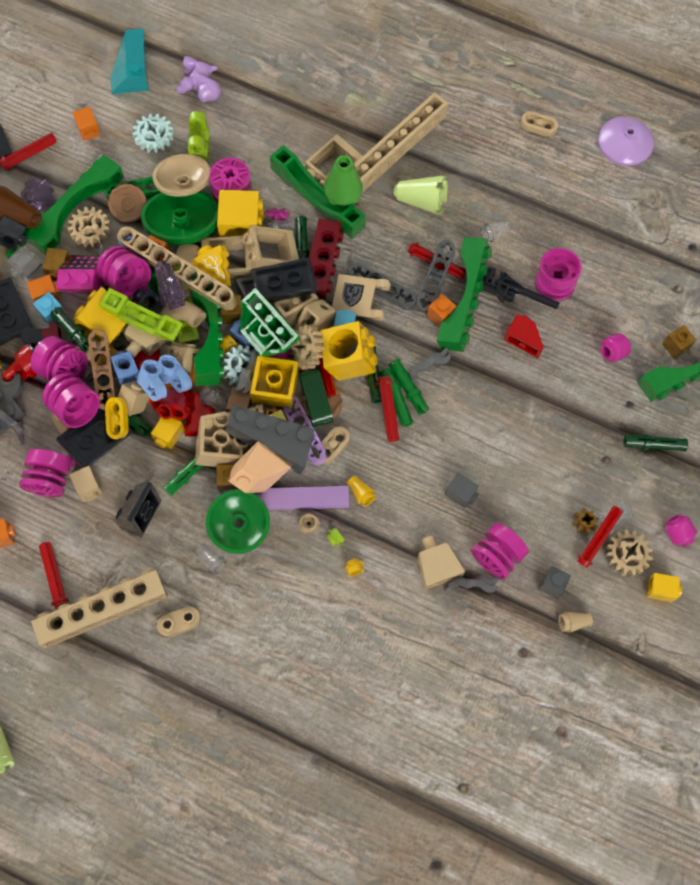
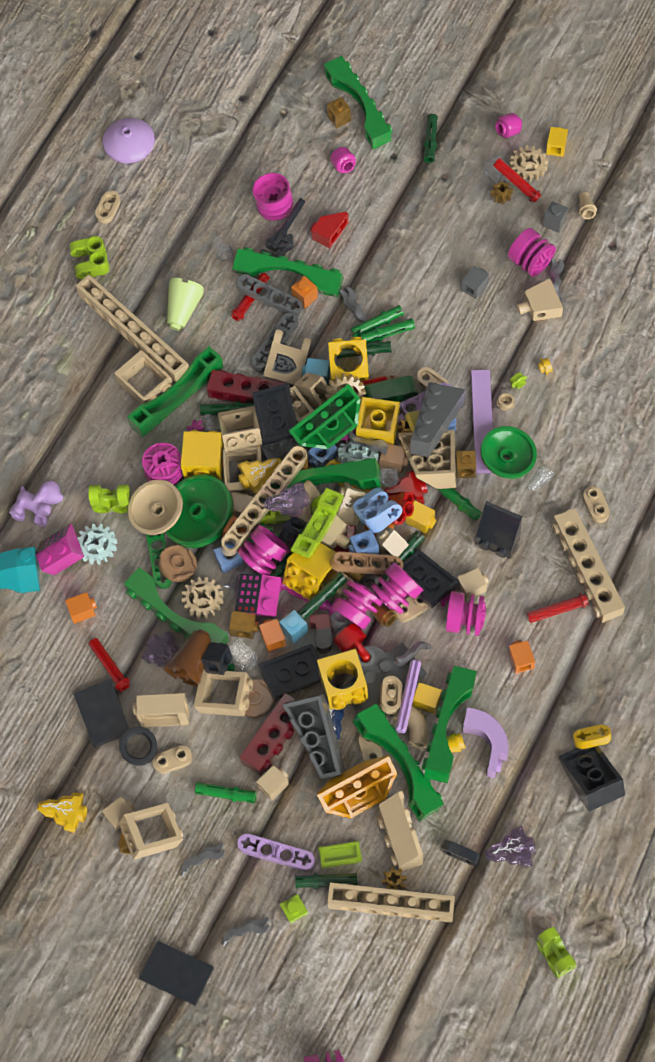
camera: 80 degrees left, 5 degrees down
(116, 417) = (411, 553): yellow plate -> none
(144, 98) = (59, 551): none -> dark pink slope
(258, 469) = (465, 429): light nougat slope -> none
(343, 182) = (180, 358): bright green cone -> none
(361, 491) = (476, 359): yellow cone -> none
(388, 408) = (400, 335): red axle -> none
(473, 117) = (87, 247): none -> lime piece

